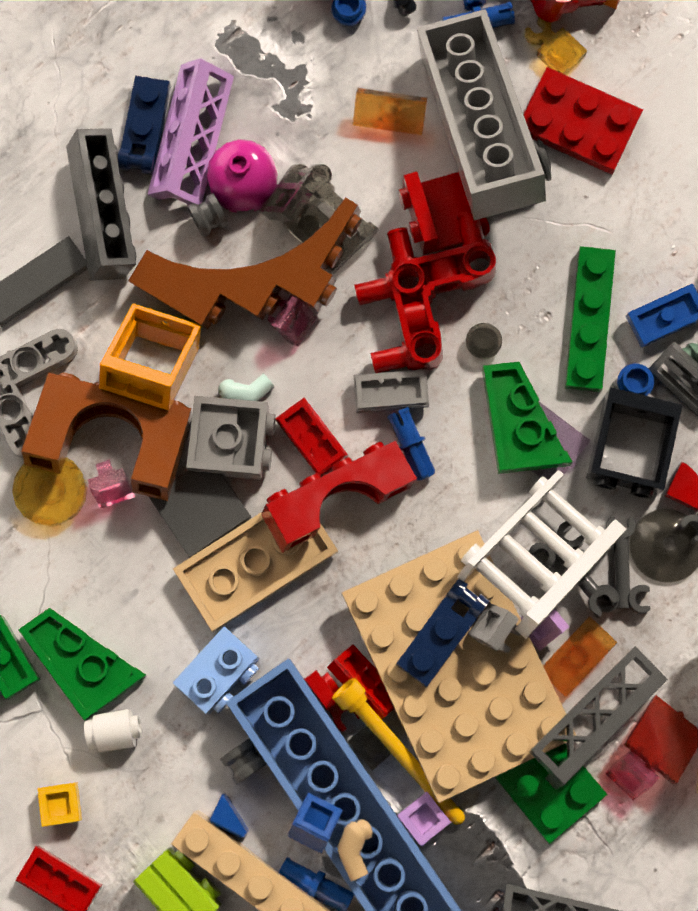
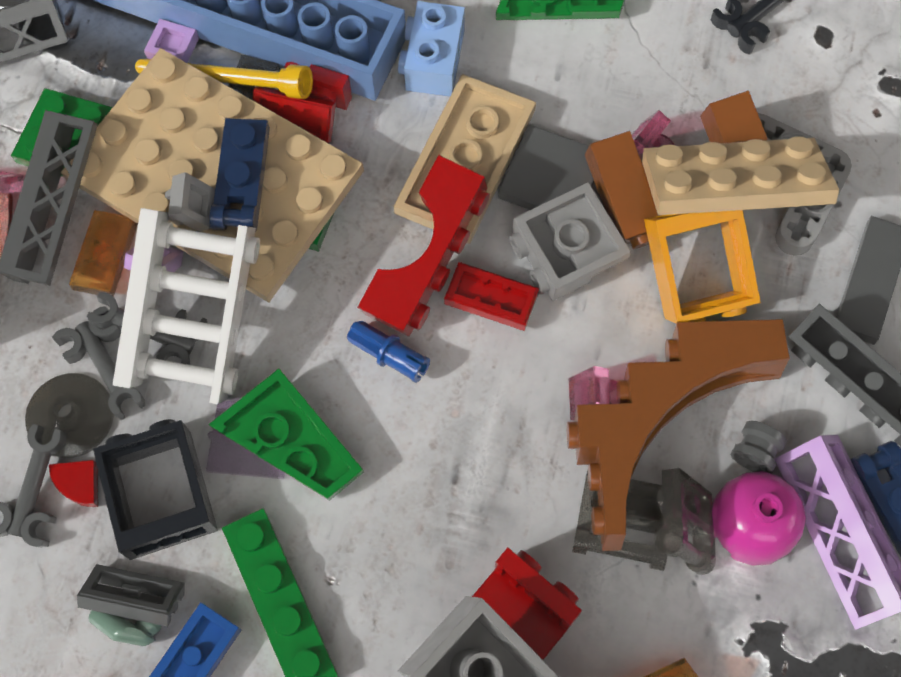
camera: 145 degrees right, 10 degrees down
(50, 496) = (686, 100): clear yellow tile -> none
(86, 384) = (738, 176): none -> tan plate
(253, 392) = (584, 297): light aqua arm -> none
(391, 391) = (442, 389): light grey plate -> none
(436, 275) = (474, 487): red pin -> none
(483, 341) = (380, 501): clear smoke plate -> none
(636, 379) = (190, 561): blue plate -> none

